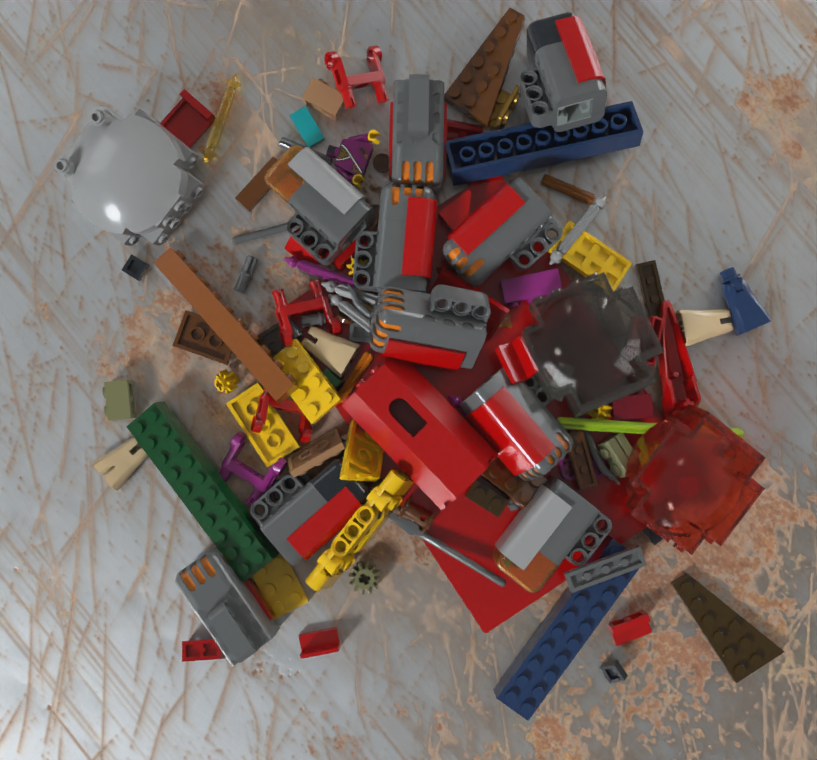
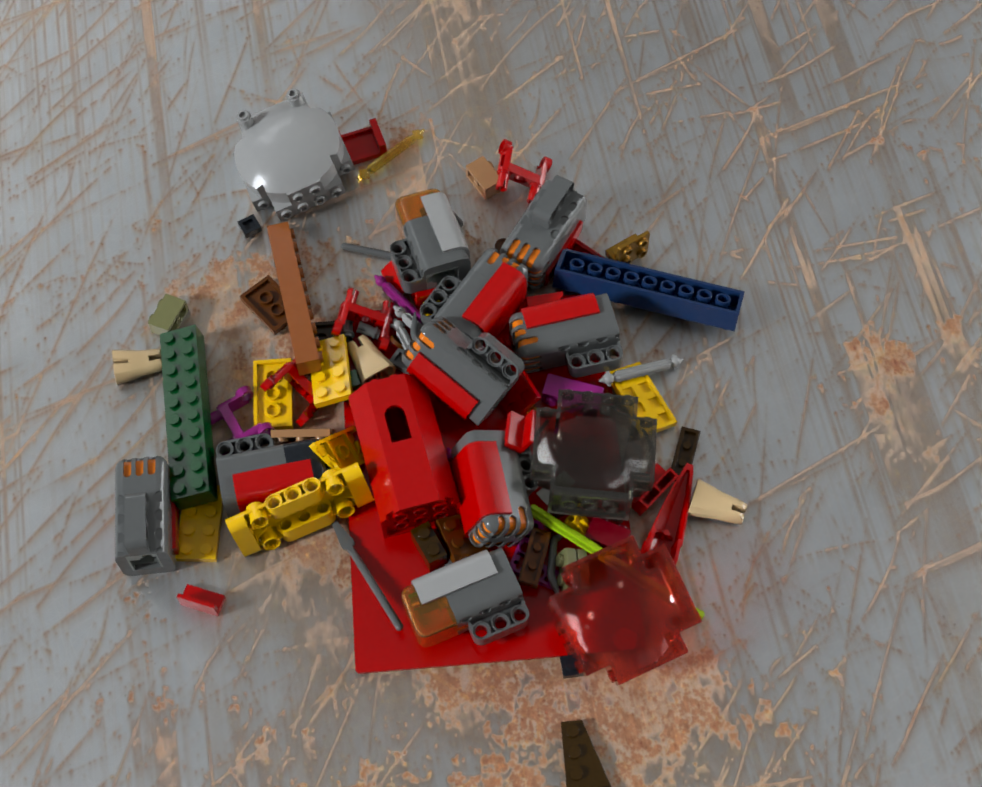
camera: 25 degrees right, 25 degrees down
(201, 650) = (95, 550): red hinge -> none
(226, 381) = (265, 344): yellow gear -> none
(246, 274) = (335, 274): dark grey axle -> none
(256, 188) = (381, 218): reddish brown tile -> none
(307, 127) = (457, 192): teal tile -> none
(354, 156) = (483, 228): magenta torso -> none
(361, 583) = (275, 557): olive gear -> none
(414, 513) = (359, 530): reddish brown hose -> none
(484, 75) = (633, 218): reddish brown wing -> none
(560, 638) = (436, 702): dark blue brick -> none
(565, 75) = (692, 244): piece -> none
(568, 189) = (652, 338): dark orange axle -> none
(605, 568) = (499, 652): dark grey plate -> none
(613, 671) = (457, 772): black plate -> none
(630, 627) = (497, 742): red panel -> none
(744, 306) = (763, 506): dark blue piece -> none

